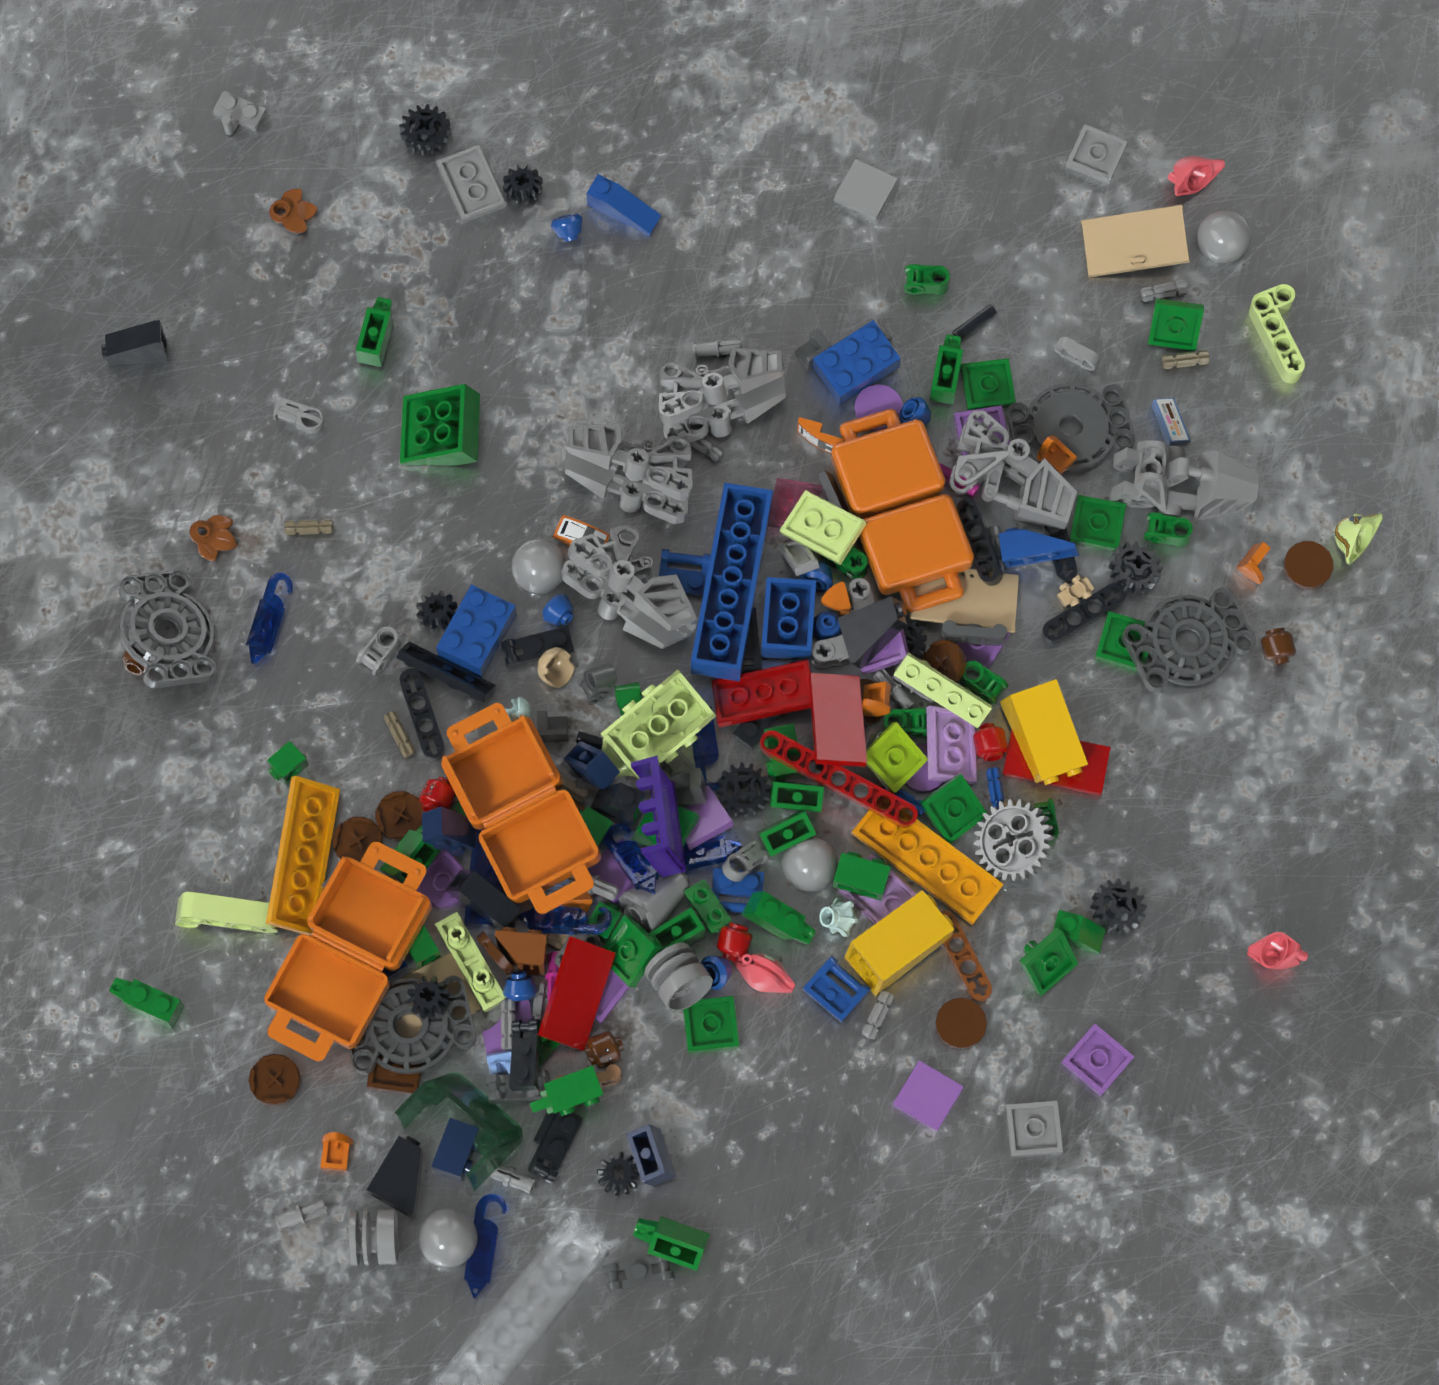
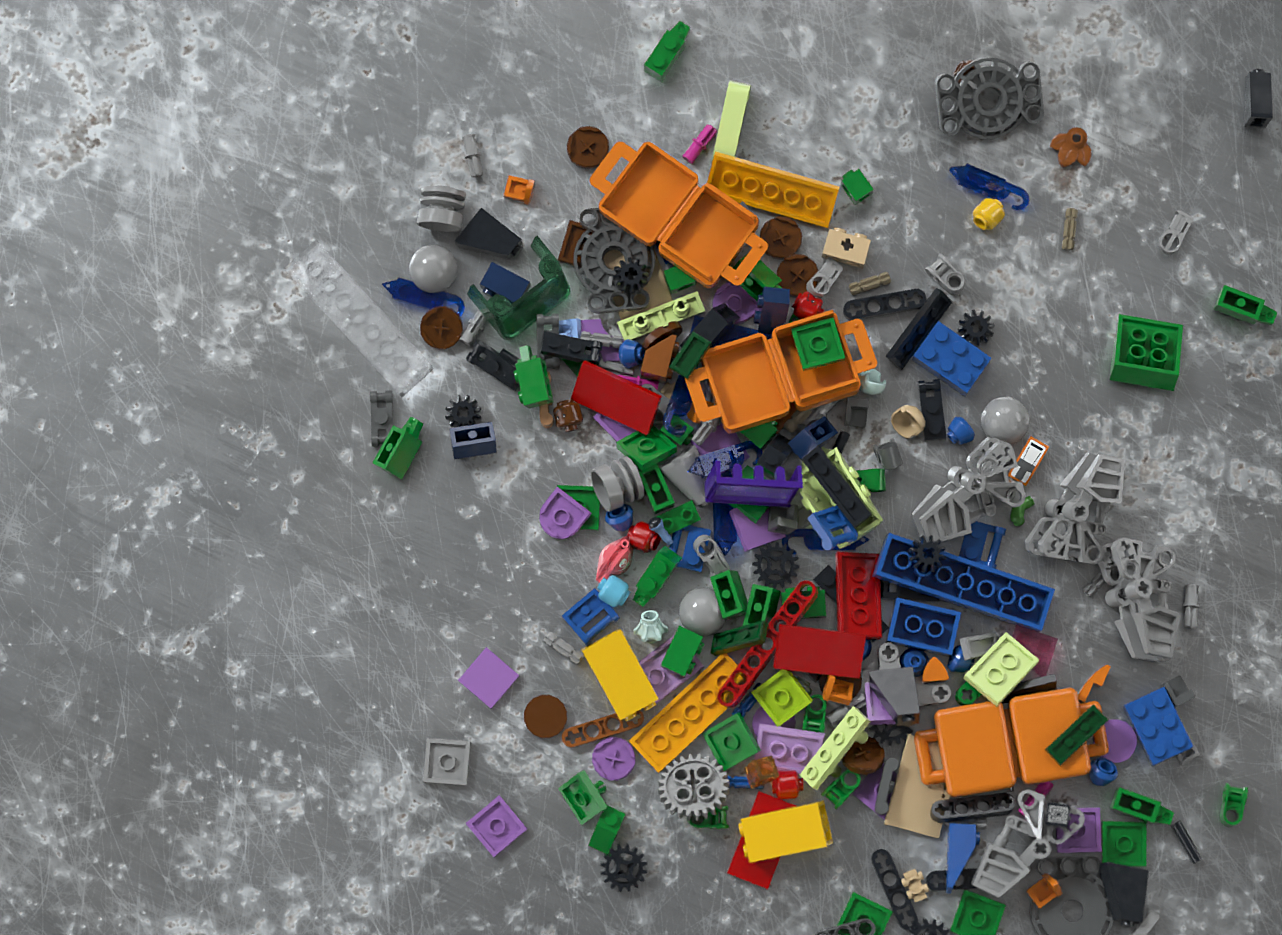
camera: 105 degrees right, 10 degrees up
(256, 949) = (699, 144): none -> dark pink axle
(302, 614) = (988, 214): none -> yellow head
(365, 777) = (835, 249): none -> tan brick
(399, 780) = (826, 277): none -> light grey piece
(483, 769) = (818, 344): none -> green tile
(517, 909) = (690, 355): none -> dark green tile
(518, 1217) = (441, 327): none -> reddish brown tile
(646, 539) = (1017, 513): none -> bright green arm
(647, 724) = (837, 486): none -> black plate
(690, 725) = (829, 521): none -> blue plate
(709, 606) = (925, 545): none -> black gear
(720, 924) = (656, 525): none -> medium blue piece
(724, 1038) = (562, 515): none -> medium lavender tile
(803, 965) = (613, 591): none -> medium azure head
(836, 812) = (739, 638): none -> dark green tile
(883, 436) = (1076, 734): none -> dark green tile
(978, 436) = (1057, 815): none -> tile
(983, 768) = (761, 771): none -> clear orange brick
(995, 939) = (613, 758): none -> medium lavender tile
(1042, 372) = (1125, 892): none -> black slope

